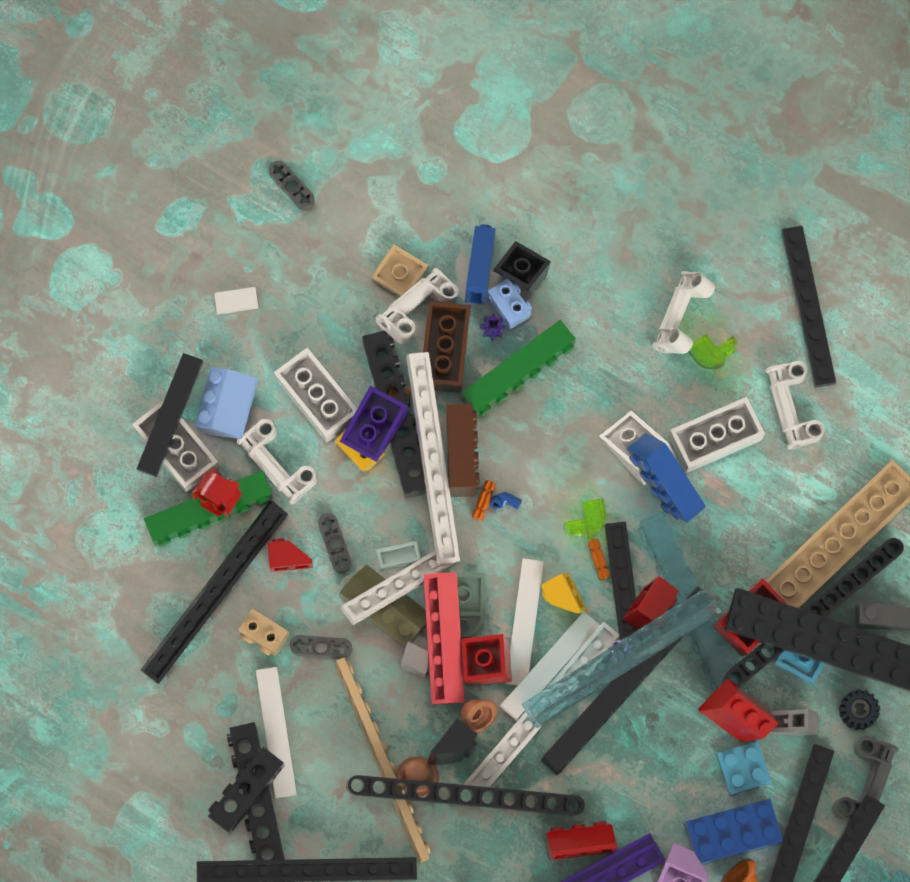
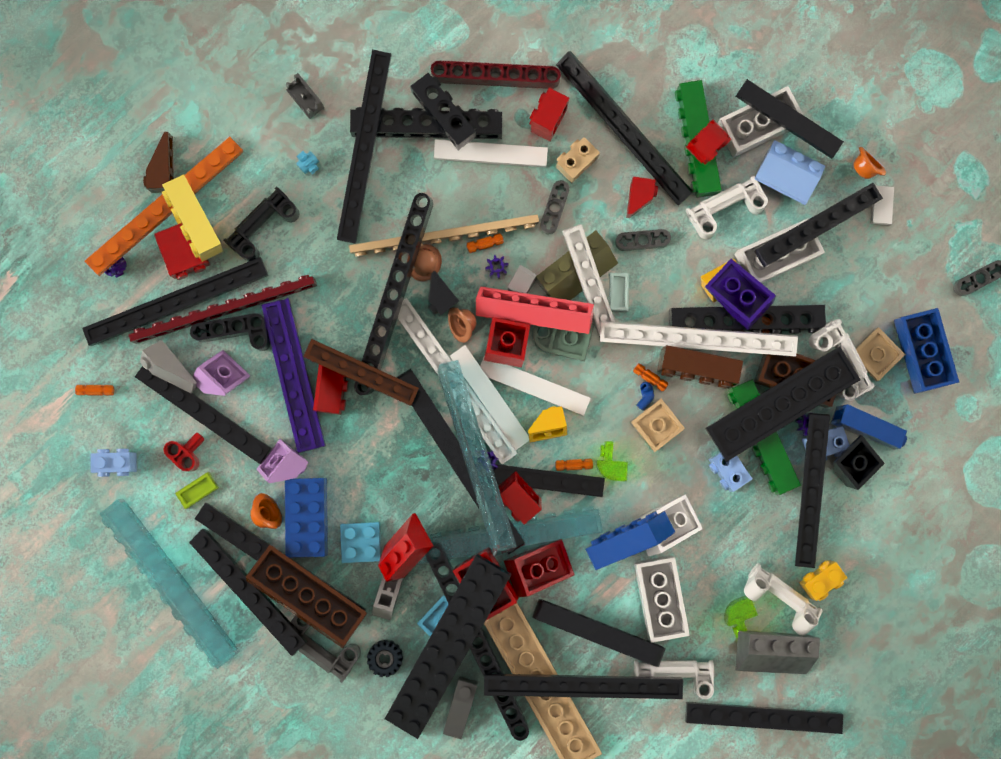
camera: 105 degrees right, 10 degrees up
(190, 757) = (504, 78): none -> dark red beam
(197, 323) = (867, 165): none -> orange hat
(220, 675) = (549, 114): none -> red brick
(280, 359) = (818, 225): none -> black plate
(379, 713) = (484, 243): none -> orange axle
(385, 224) = (926, 350): none -> blue brick
(406, 699) = (495, 261): none -> dark purple gear
(481, 355) = (782, 403): none -> black plate
(533, 481) = (657, 425): none -> tan plate
(562, 307) = (812, 490): none -> black plate
(562, 395) = (726, 472): none -> light blue brick
(562, 806) = (360, 372): none -> reddish brown plate
(652, 276) = (823, 580): none -> yellow brick
(719, 568) = (539, 568): none -> red slope
(738, 307) = (776, 652): none -> flat silver slope
(769, 491) = (599, 632): none -> black beam
(818, 805) = (306, 596): none -> reddish brown brick
(829, 493) = (583, 686): none -> black plate

